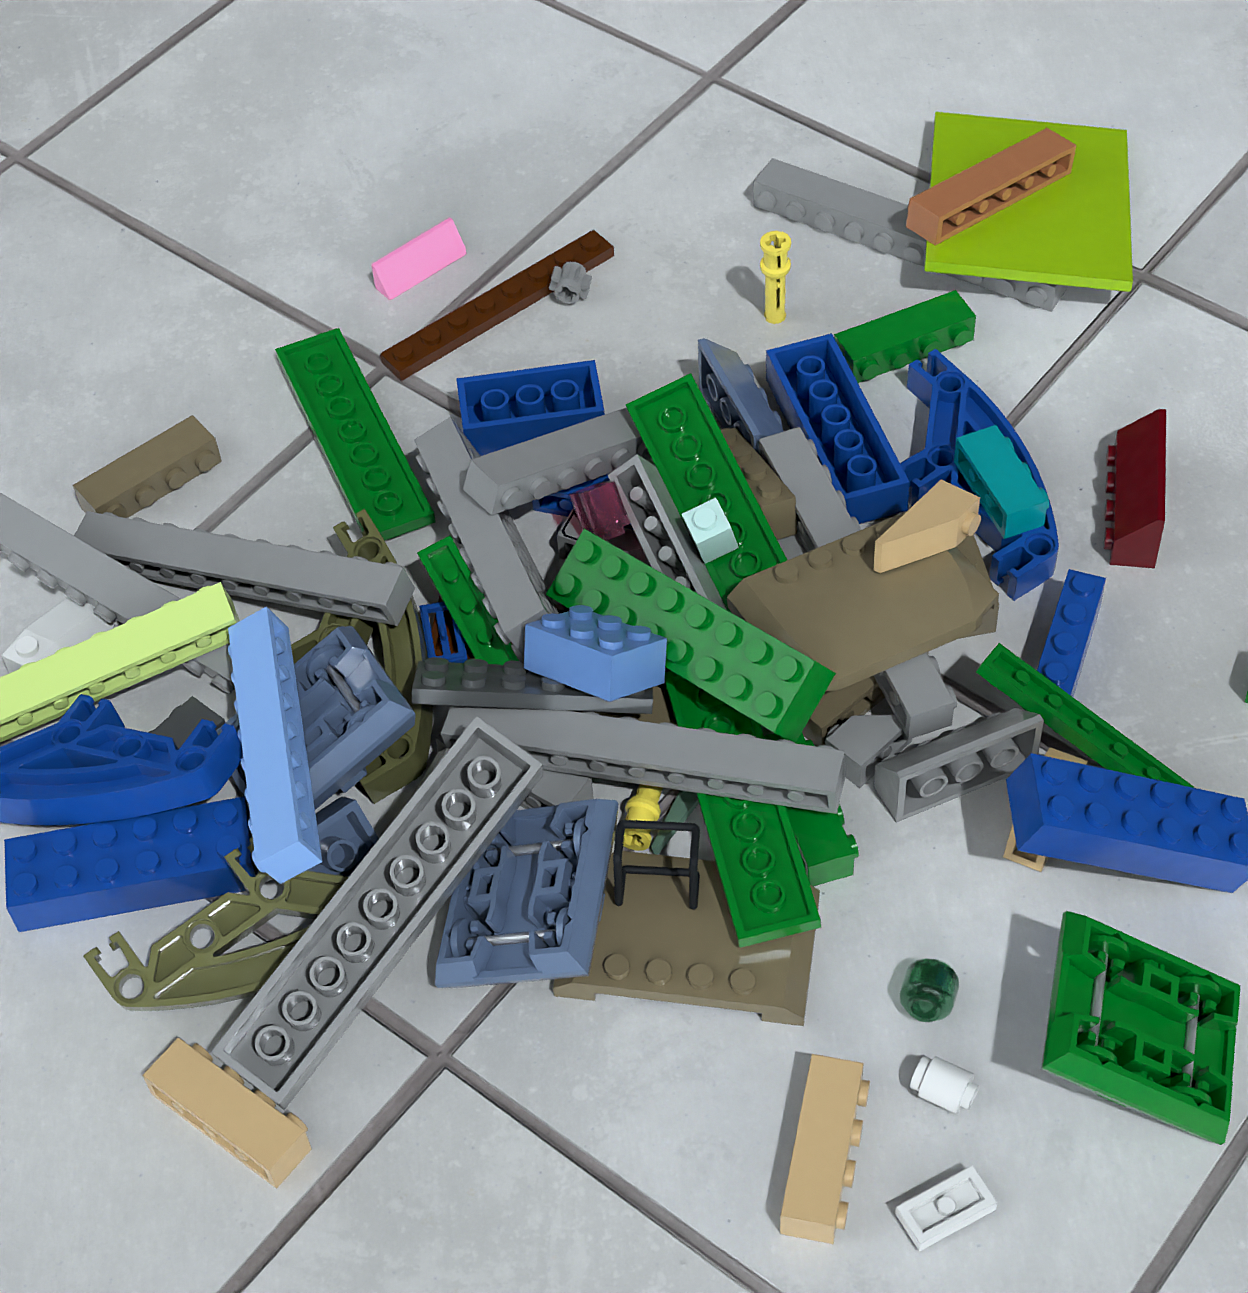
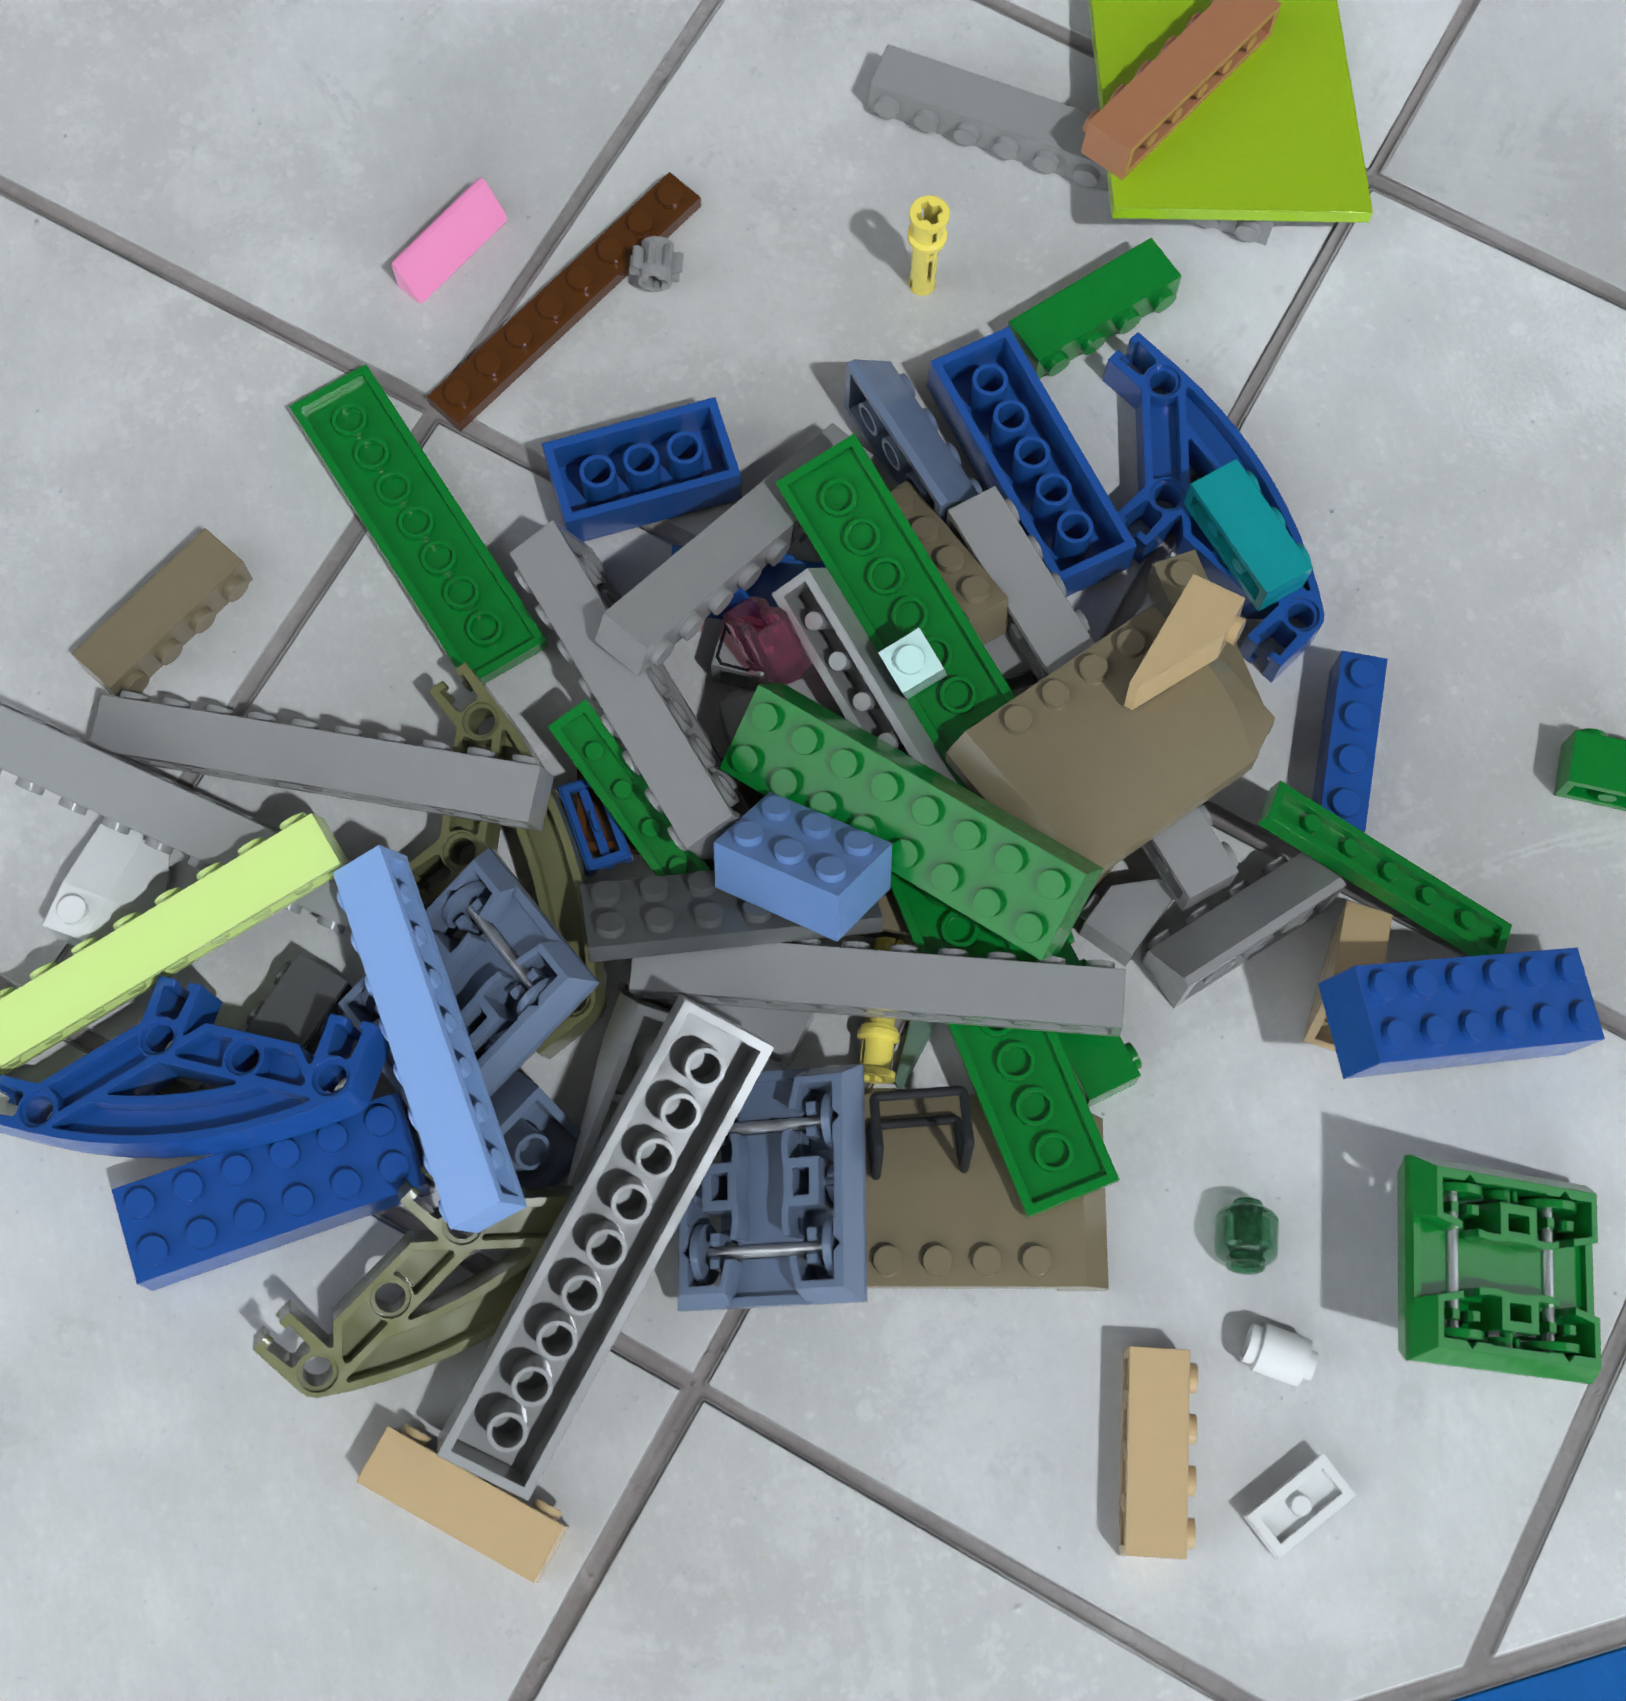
camera: 15 degrees left, 20 degrees up
(1136, 492) = (1408, 520): dark red slope -> none

